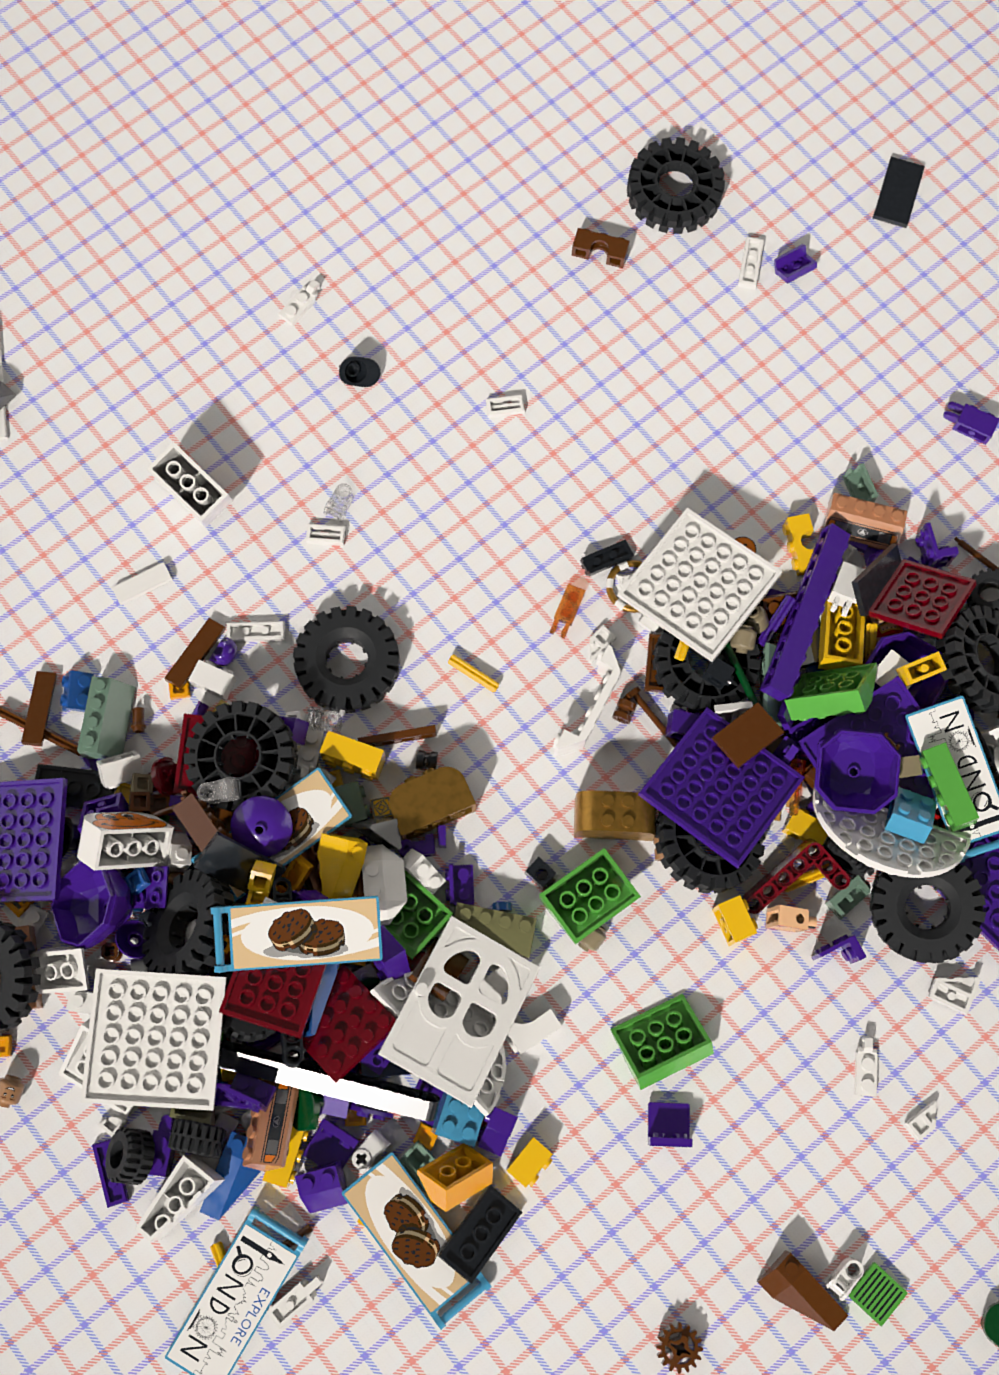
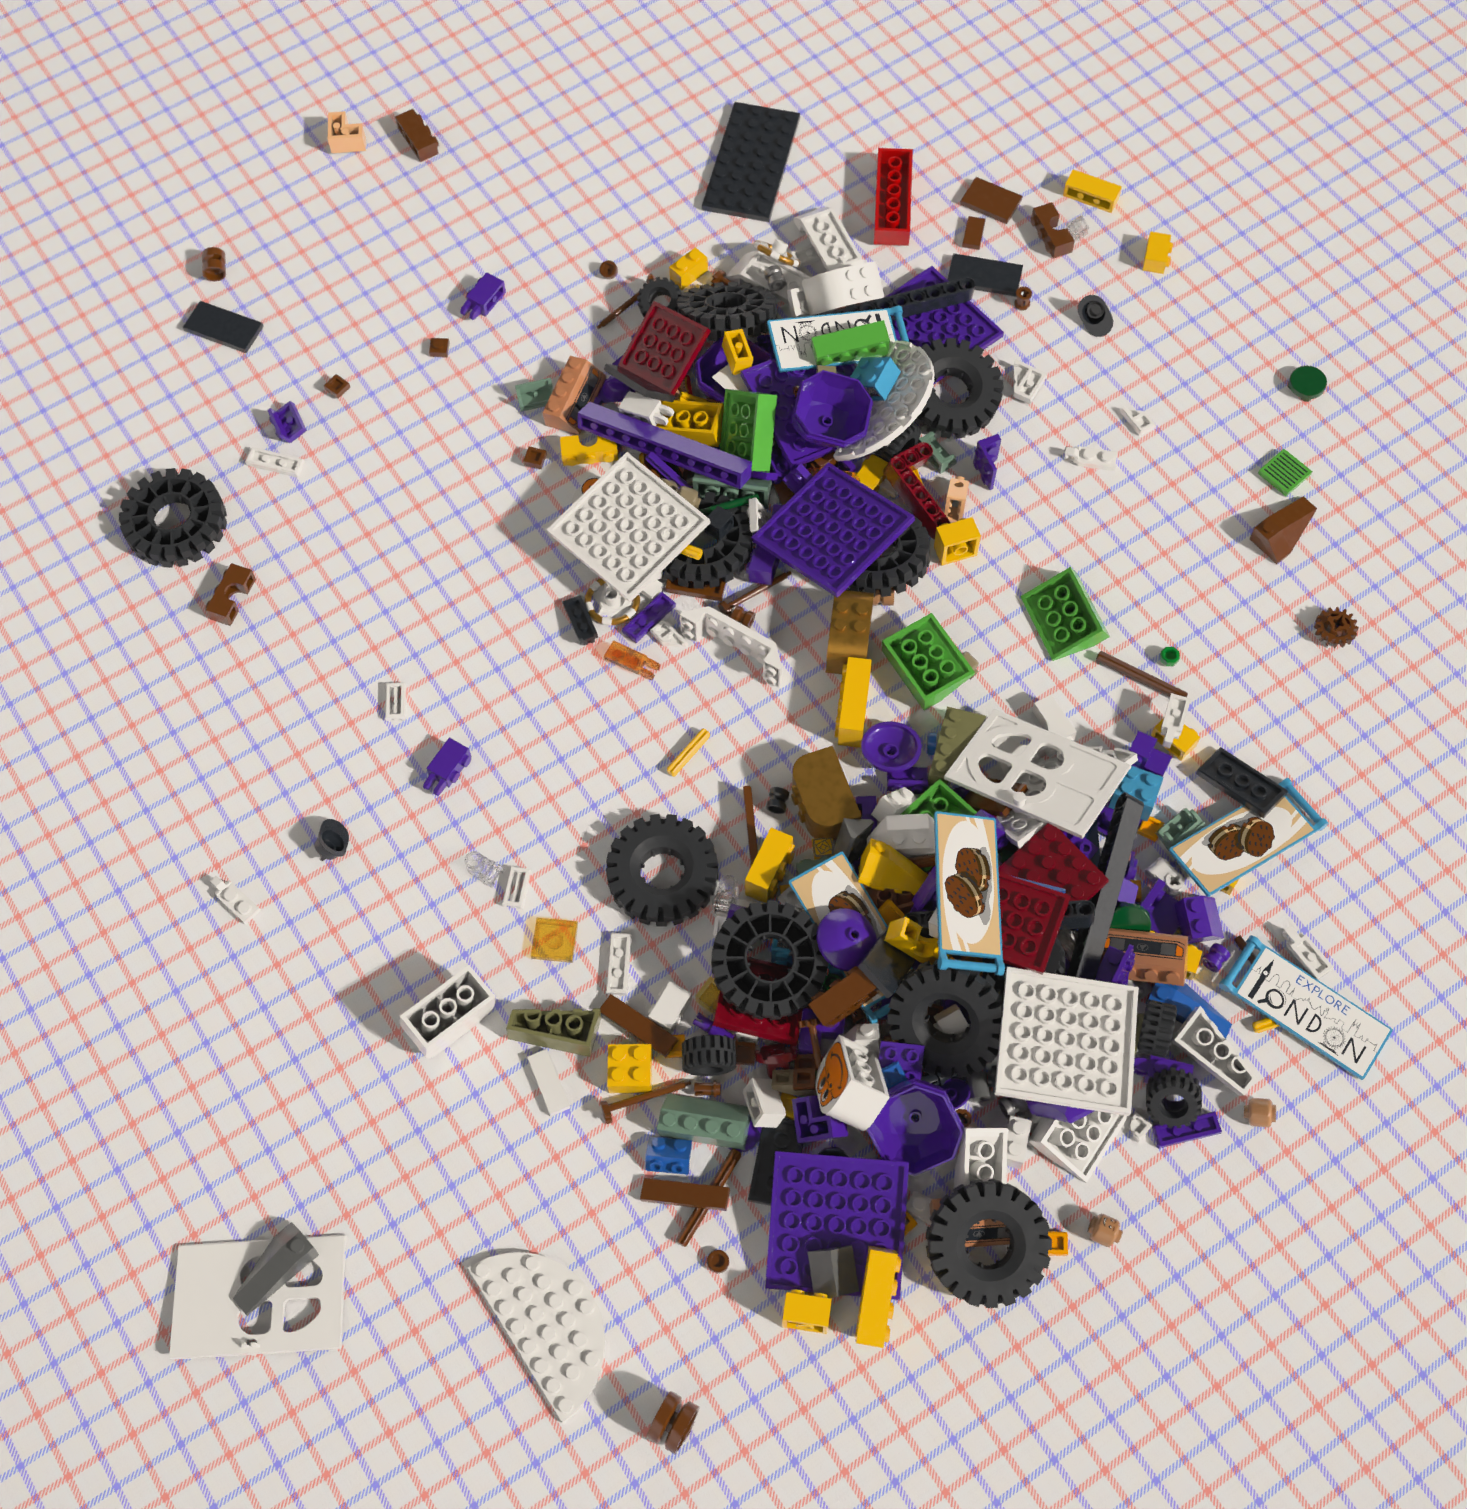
camera: 80 degrees left, 10 degrees down
(117, 634) = (607, 1108): none -> reddish brown piece
(125, 1247) = (1260, 1112): none -> medium nougat head
(152, 649) = (629, 1068): none -> yellow brick
(161, 715) = (708, 1055): none -> black tyre
(170, 748) = (745, 1053): none -> reddish brown plate
(185, 585) = (556, 1029): none -> olive wedge
(222, 791) = (809, 971): clear piece -> none
(224, 652) = (640, 994): dark purple hair -> none
(276, 573) = (554, 940): none -> clear yellow tile
(285, 1203) = (1215, 958): none -> dark purple wheel
(440, 458) = (447, 765): none -> dark purple hinge
(442, 836) = (859, 789): dark purple tile -> none
(456, 1176) = (1191, 794): light orange slope -> none
(498, 855) = (892, 739): none -> dark purple dish
(535, 824) = (852, 702): none -> yellow brick
(538, 865) = (899, 712): black brick -> none
(541, 1158) = (1174, 718): none -> white hinge
(598, 1126) = (1138, 675): none -> reddish brown axle
(618, 622) = (649, 617): none -> dark purple tile
(625, 1156) = (1169, 656): none -> green tile
(669, 1124) = (1142, 617): dark purple bracket -> none
(747, 735) = (784, 502): reddish brown tile -> none
(786, 494) = (535, 457): none -> reddish brown plate
(843, 302) = (337, 386): none -> reddish brown plate
(843, 1278) = (1273, 492): white piece -> none
(905, 389) = (439, 347): none -> reddish brown plate
(930, 553) = (608, 343): dark purple bracket -> none
(966, 170) = (213, 264): none -> reddish brown wheel

